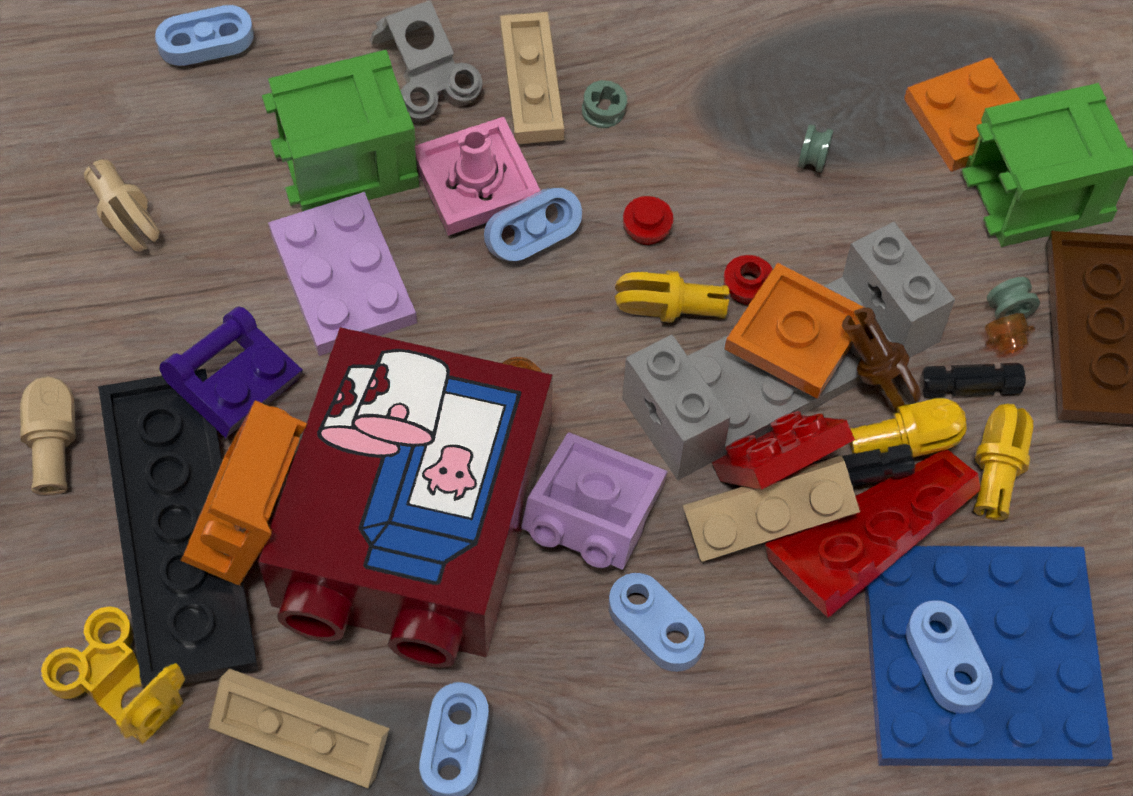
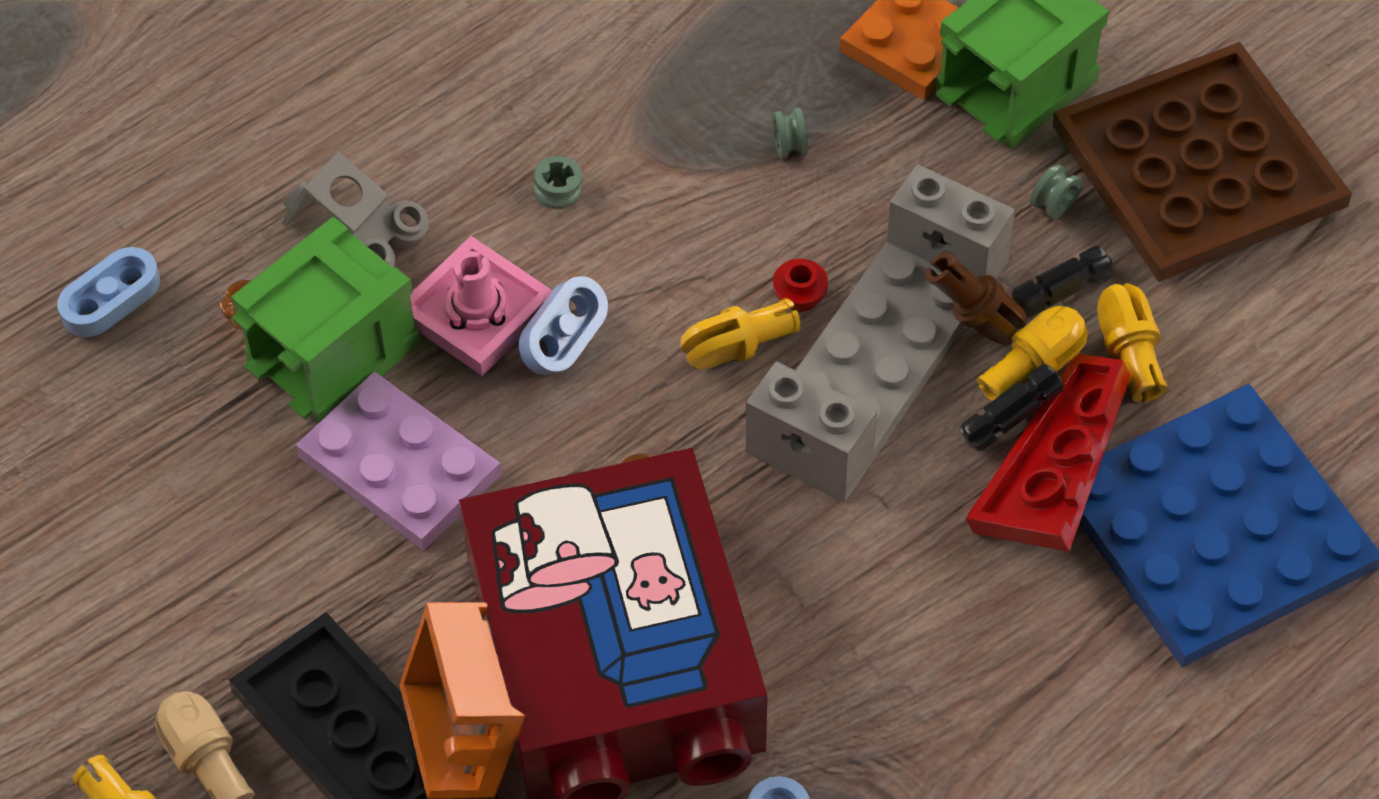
camera: 25 degrees left, 5 degrees down
(121, 205) = (131, 496): tan arm -> none
(255, 374) = (373, 610): dark purple plate -> none
(531, 78) = (472, 186): tan plate -> none
(592, 501) = (786, 554): lavender plate -> none
(648, 219) = (669, 272): red plate -> none
(653, 620) = (904, 641): light blue plate -> none
(757, 516) = (955, 481): tan plate -> none
(784, 450) = (939, 427): red plate -> none
(794, 330) = (881, 307): orange plate -> none
(947, 653) = (1189, 535): light blue plate -> none
(1008, 333) = (1069, 224): clear orange plate -> none

